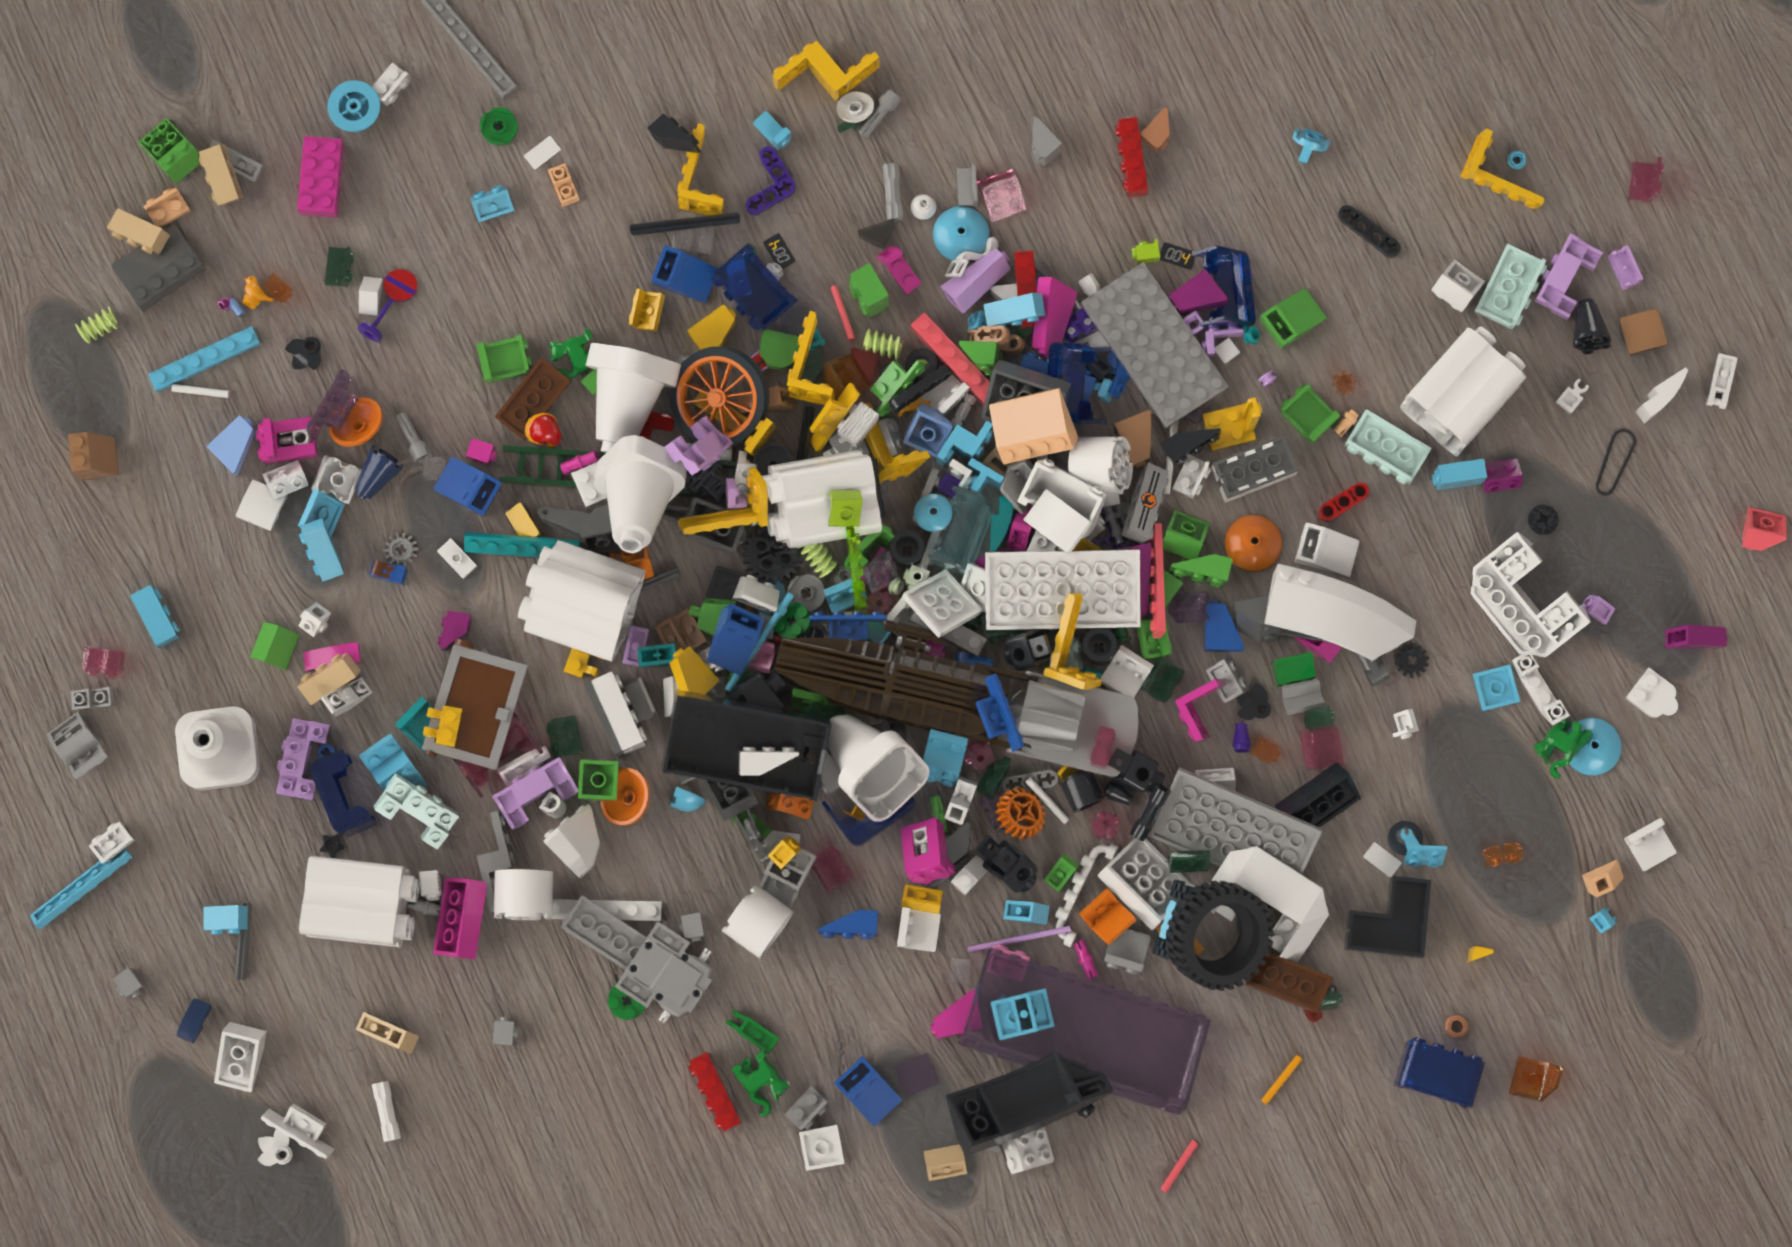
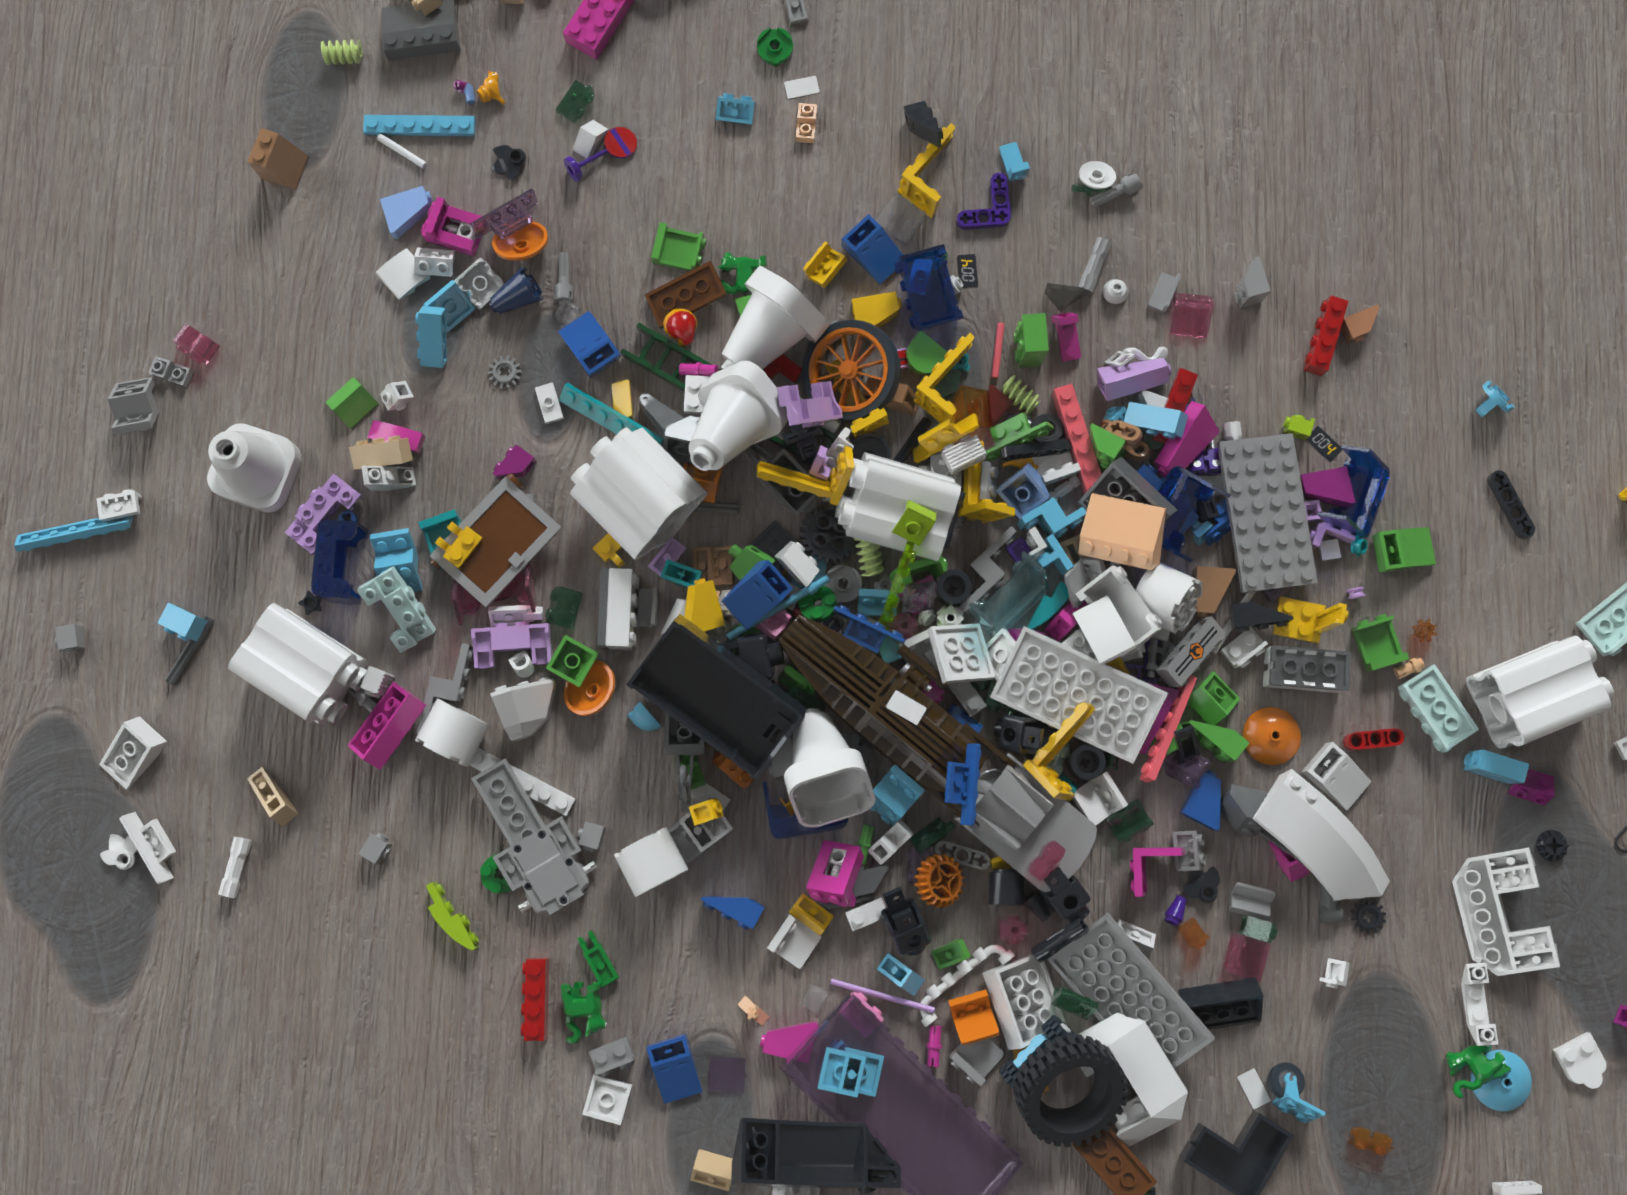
camera: 25 degrees right, 0 degrees up
(155, 616) = (261, 326): medium azure brick -> none
(193, 1019) = (109, 698): dark blue slope -> none
(277, 288) = (512, 93): clear orange bracket -> none
(388, 572) = (483, 386): leg -> none
(481, 452) = (617, 319): dark pink brick -> none
(610, 1064) = (454, 925): none -> lime slope
(685, 223) = (896, 205): black axle -> none
(758, 762) = (725, 718): white slope -> none
(825, 70) = (1087, 130): yellow bracket -> none
(831, 869) = (742, 845): clear pink bracket -> none
(912, 1008) = (753, 1011): none -> light nougat piece
(916, 673) = (906, 707): none -> white sticker
(931, 522) = (990, 576): medium azure dish -> none
(952, 243) = (1125, 334): medium azure dish -> none
(984, 760) = (927, 809): clear pink brick -> none
(1047, 800) = (970, 880): white bar -> none
(1153, 647) = (1133, 786): bright green bracket -> none
(1187, 589) = (1186, 743): none -> black slope
(1293, 669) = (1256, 872): green slope -> none
(1457, 286) = (1571, 593): white slope -> none
(1496, 688) = (1435, 980): medium azure tile -> none
(1598, 608) = (1568, 954): lavender bracket -> none

